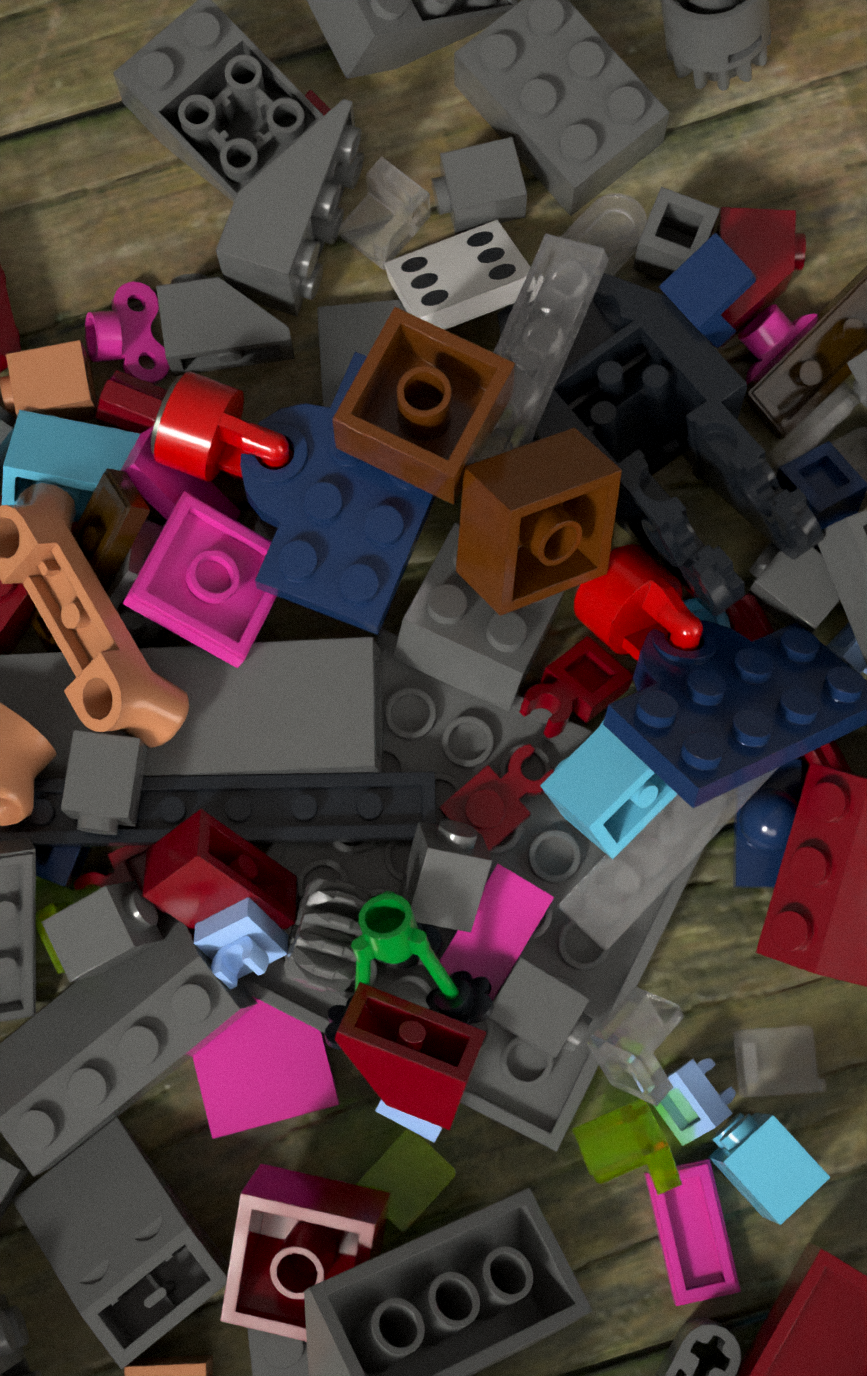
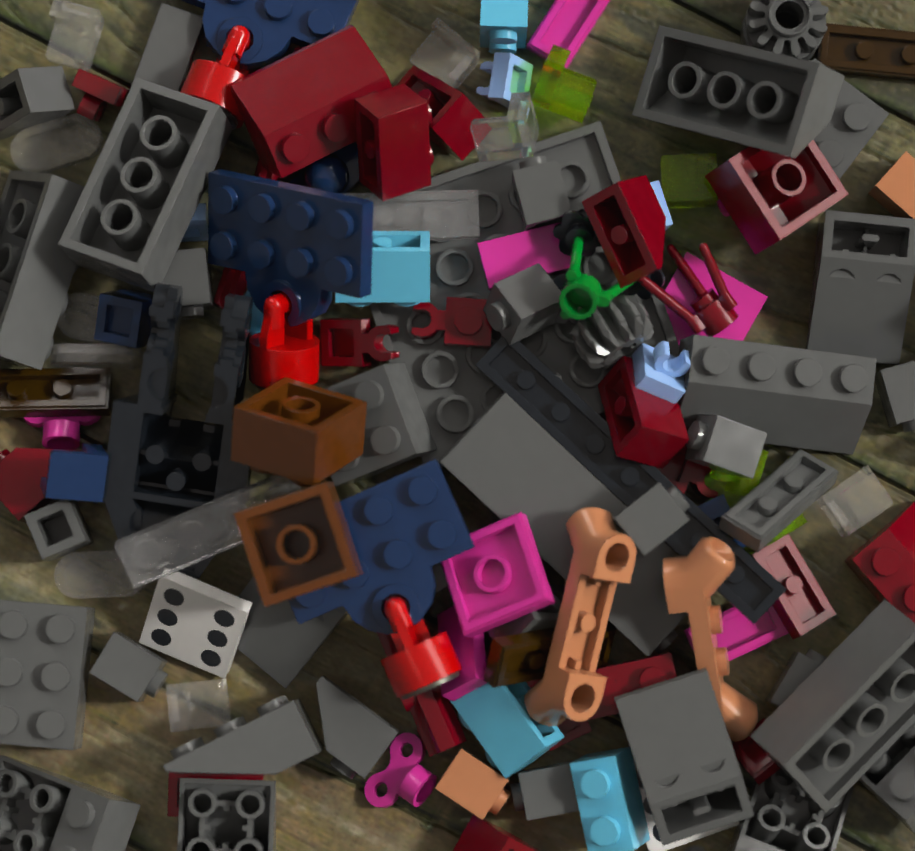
camera: 135 degrees left, 5 degrees up
(251, 1063) = (711, 310): none -> dark red plant
(731, 995) = (450, 112): none -> dark red slope
(738, 911) = (393, 141): none -> dark red brick

